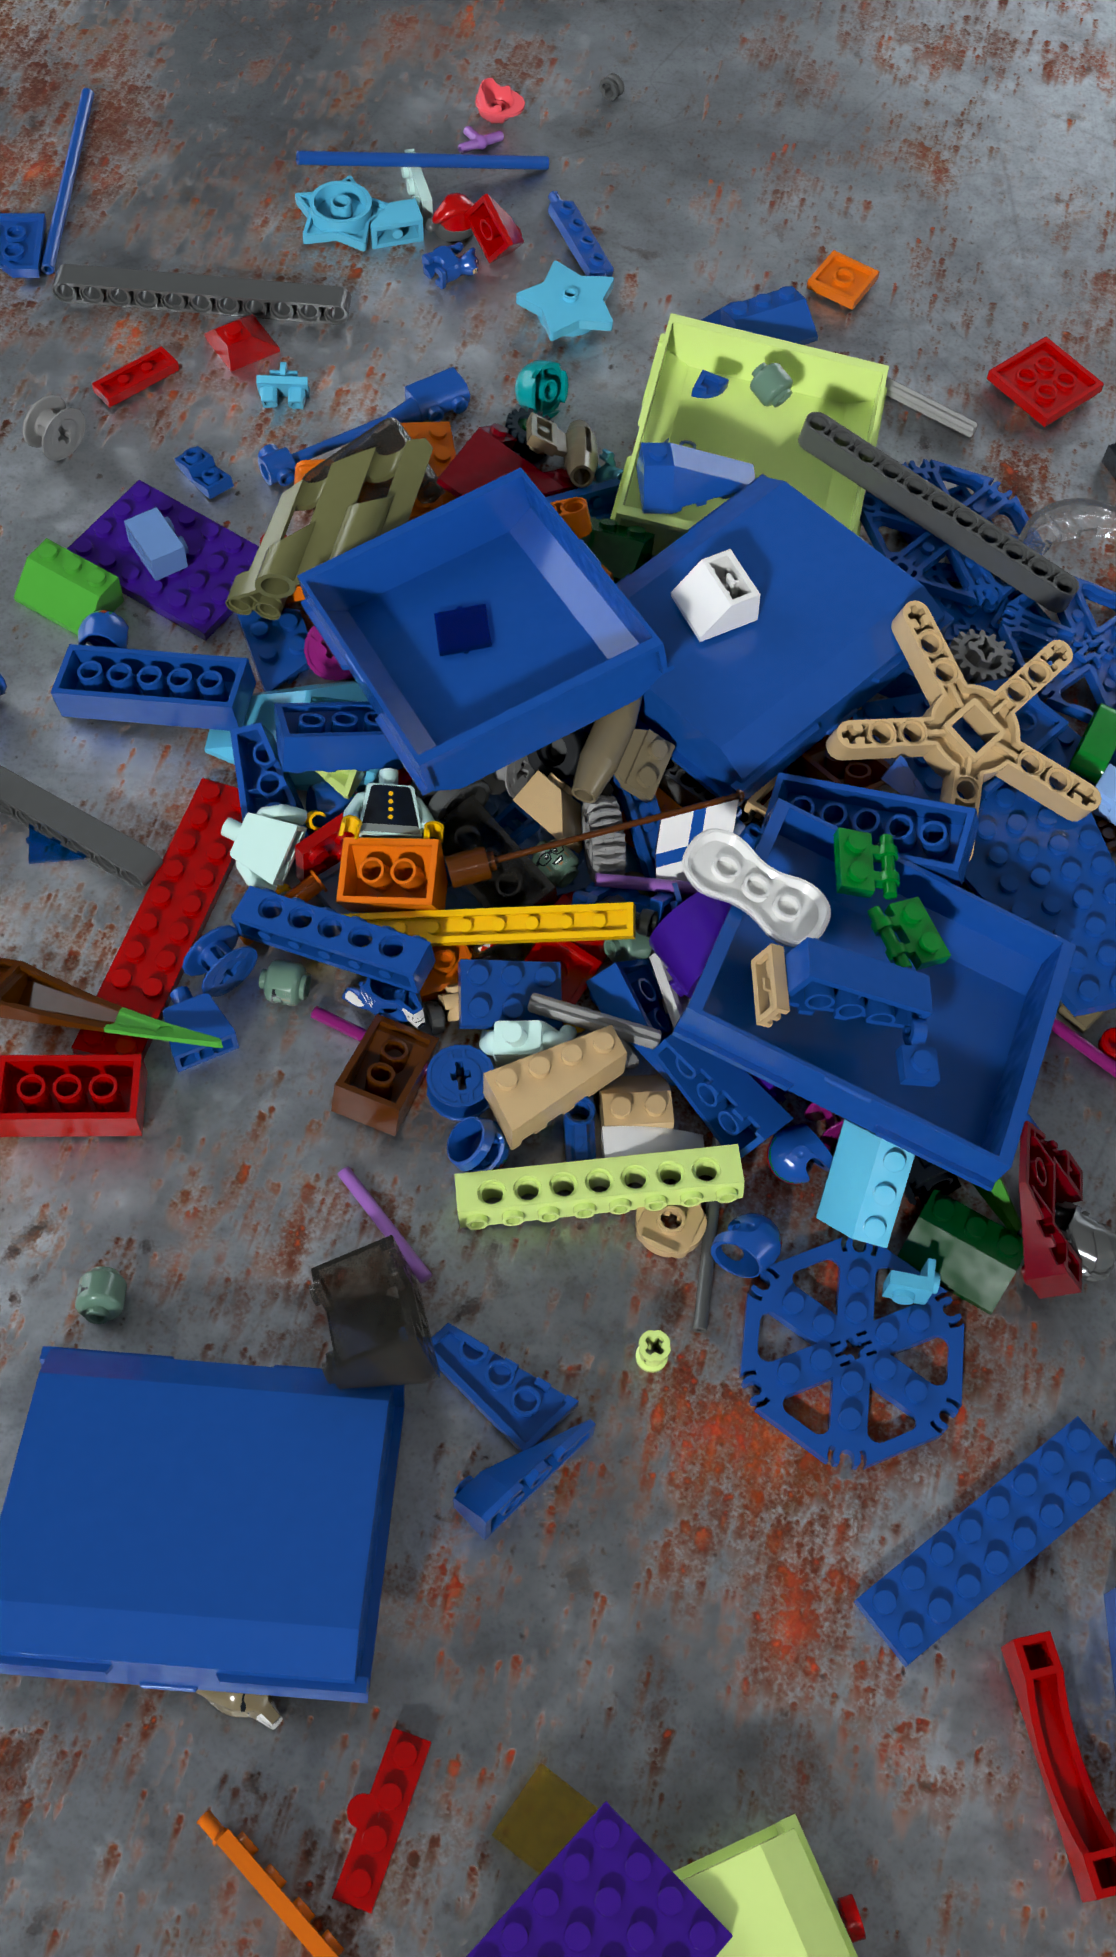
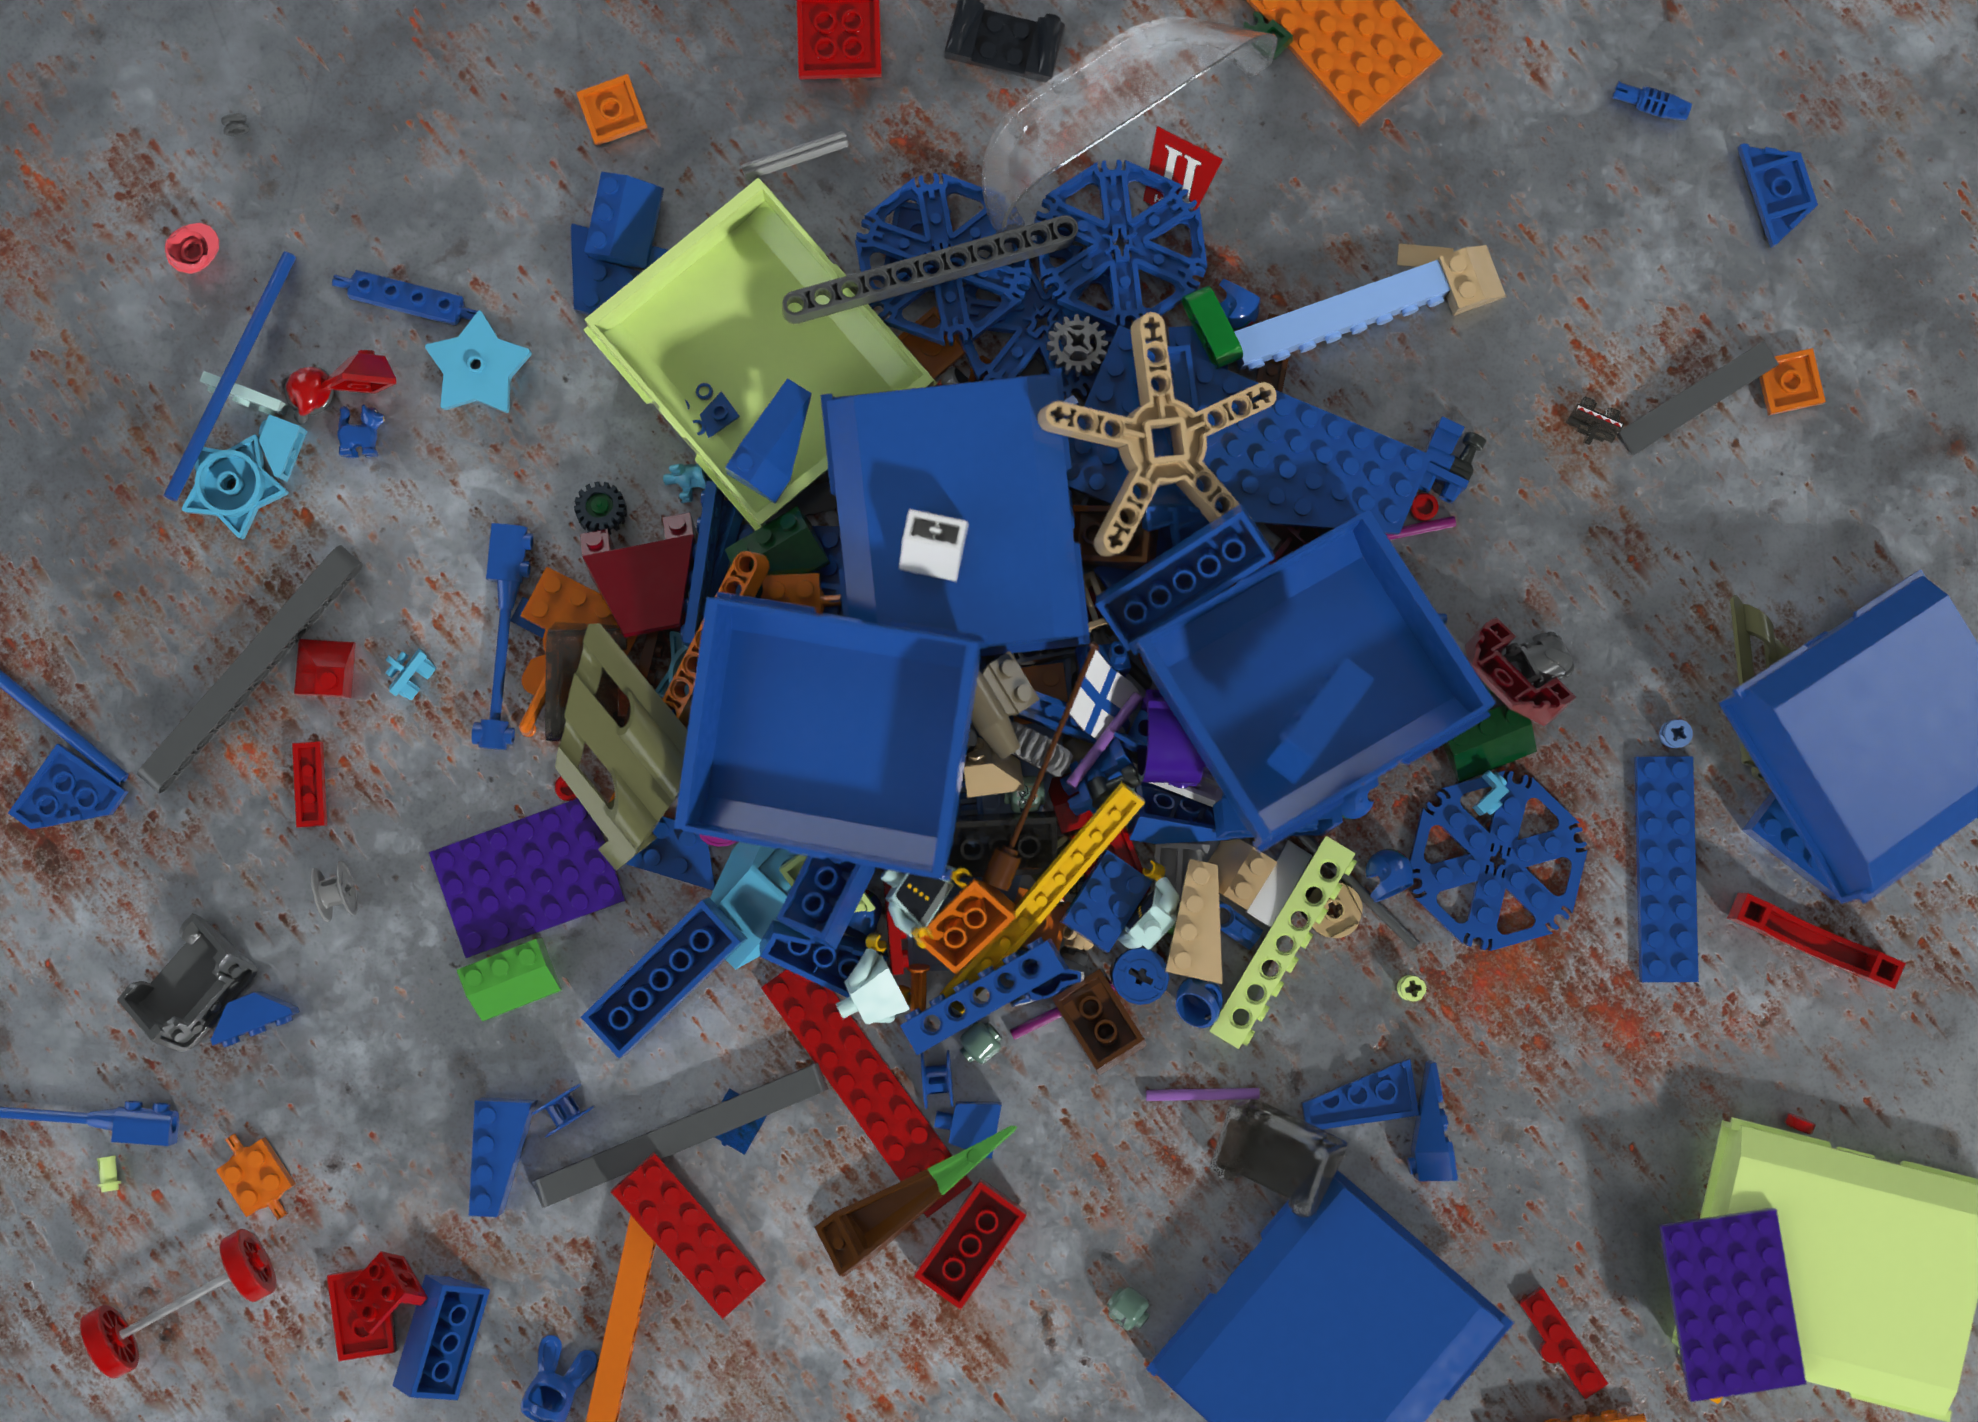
camera: 45 degrees left, 25 degrees up
(104, 630) = (579, 978): blue helmet -> none
(156, 543) = (520, 887): medium blue brick -> none
(203, 473) = (453, 794): blue slope -> none
(462, 630) = (807, 736): clear blue piece -> none
(478, 141) = (220, 295): medium lavender piece -> none
(542, 387) = (560, 465): teal cylinder -> none
(543, 1819) = (1632, 1252): clear yellow tile -> none
(576, 446) = (647, 497): dark tan plate -> none
(593, 1020) = (1171, 862): light grey axle -> none
(709, 385) = (684, 350): blue tile -> none
(731, 871) = (1187, 732): white plate -> none
(770, 985) = (1285, 775): tan tile -> none
(771, 384) = (723, 302): sand green head -> none
(855, 866) = (1221, 627): green plate -> none
(864, 1185) = (1417, 785): medium azure slope -> none
(915, 931) = (1299, 628): green plate -> none
(915, 1061) = (1392, 709): blue plate -> none

